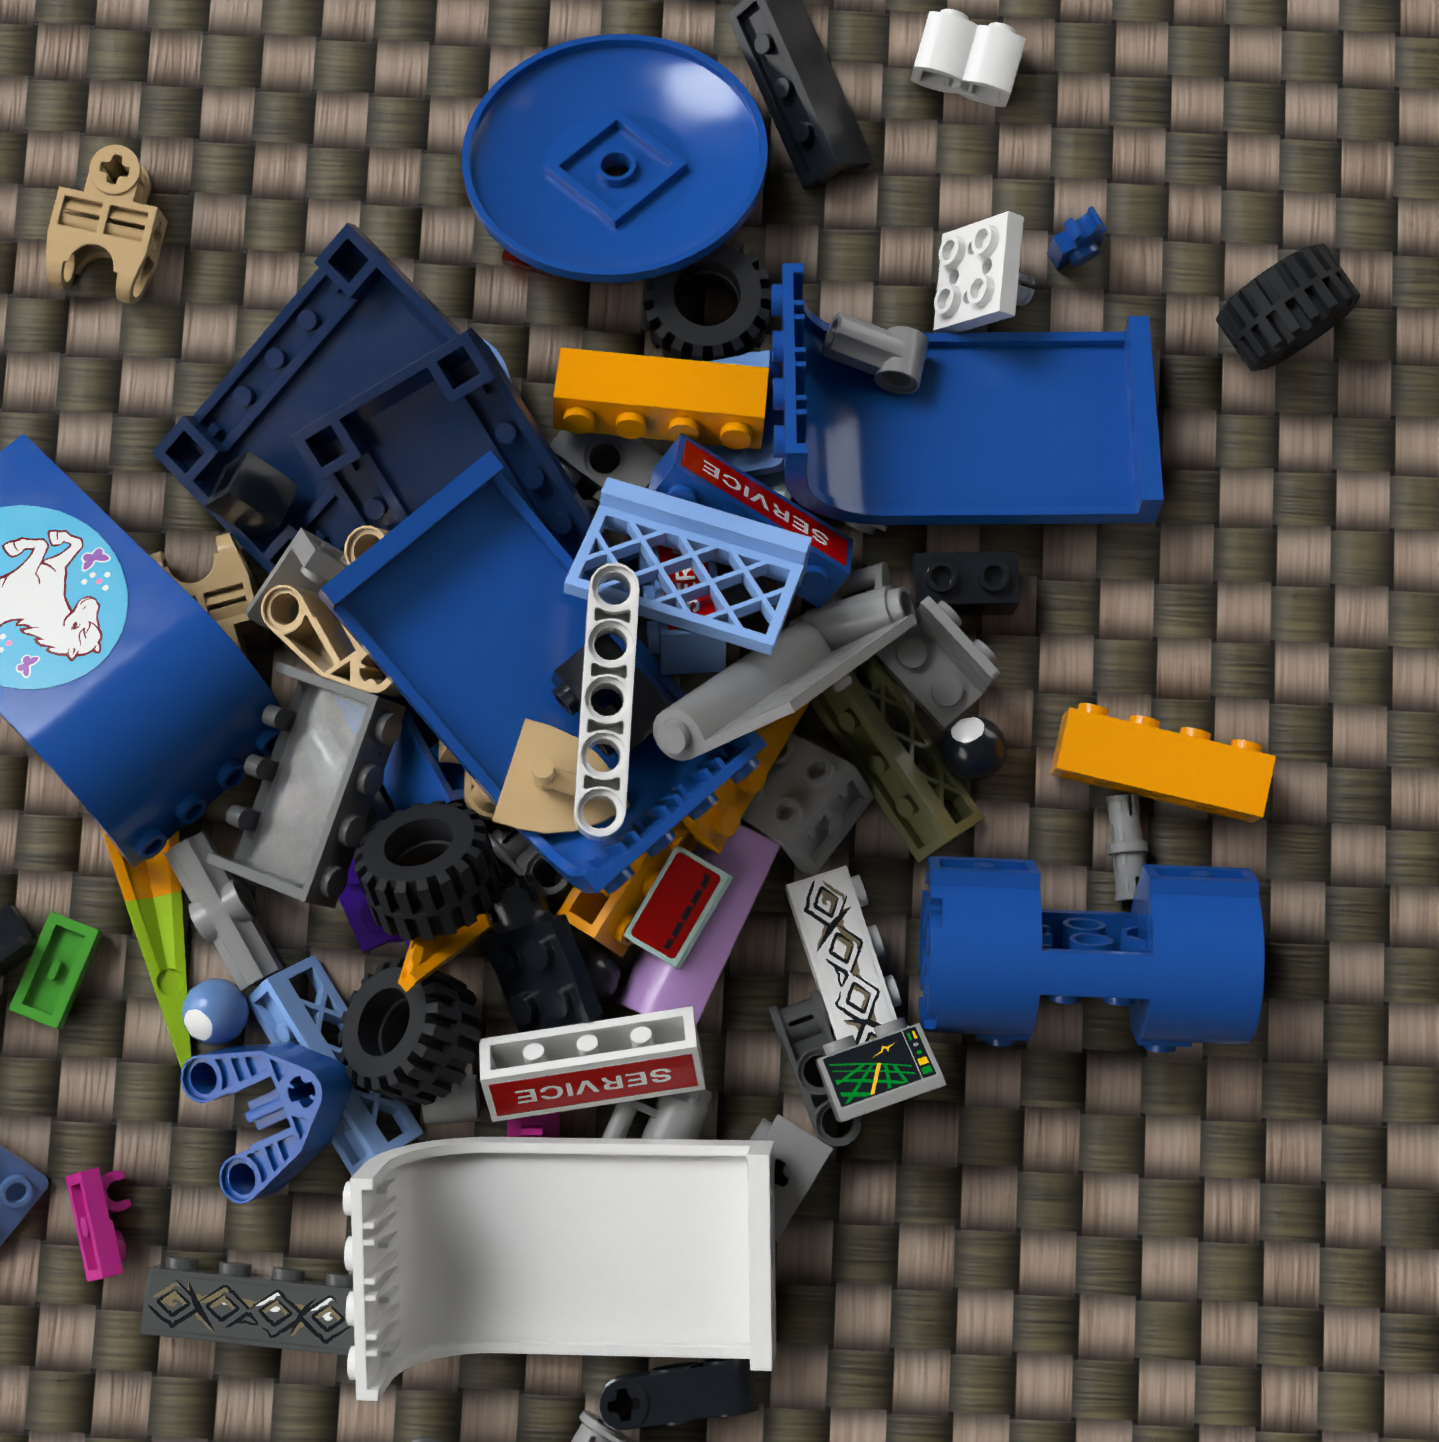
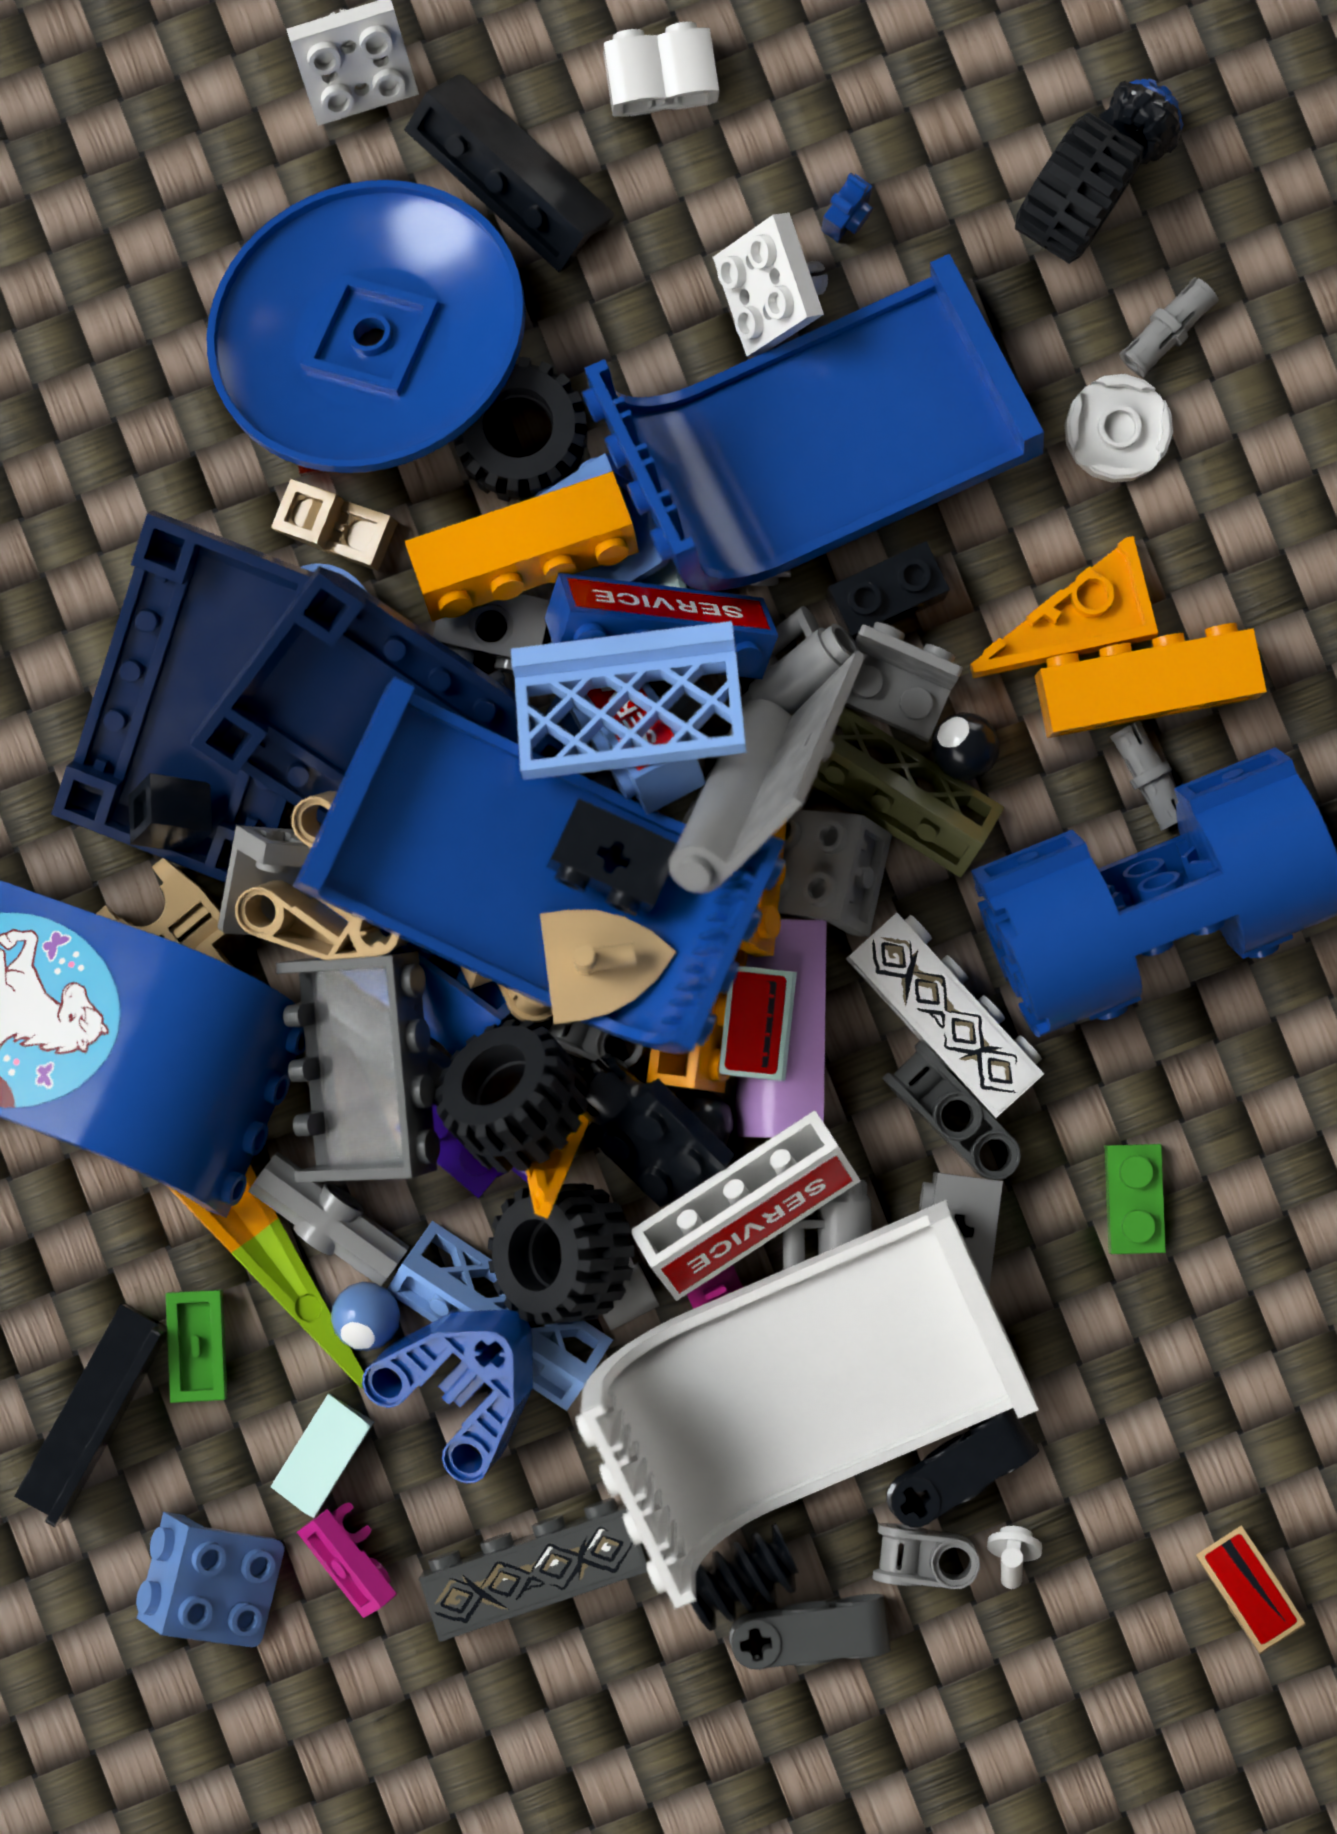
camera: 25 degrees left, 5 degrees up
(120, 1119) = (321, 1455): none -> light aqua slope
(437, 1403) = (743, 1578): none -> black piece
(512, 317) = (334, 524): none -> tan slope
(612, 675) = (615, 838): white beam -> none
(879, 1070) = (1014, 1091): slope -> none
(890, 354) = (719, 402): light grey piece -> none
(946, 1220) = (1134, 1199): none -> bright green plate
(1141, 681) = (1095, 611): none -> light orange wing
(1232, 533) = (1118, 428): none -> white tile
(1315, 465) = (1169, 327): none -> light grey pin
(1376, 275) = (1147, 116): none -> black piece

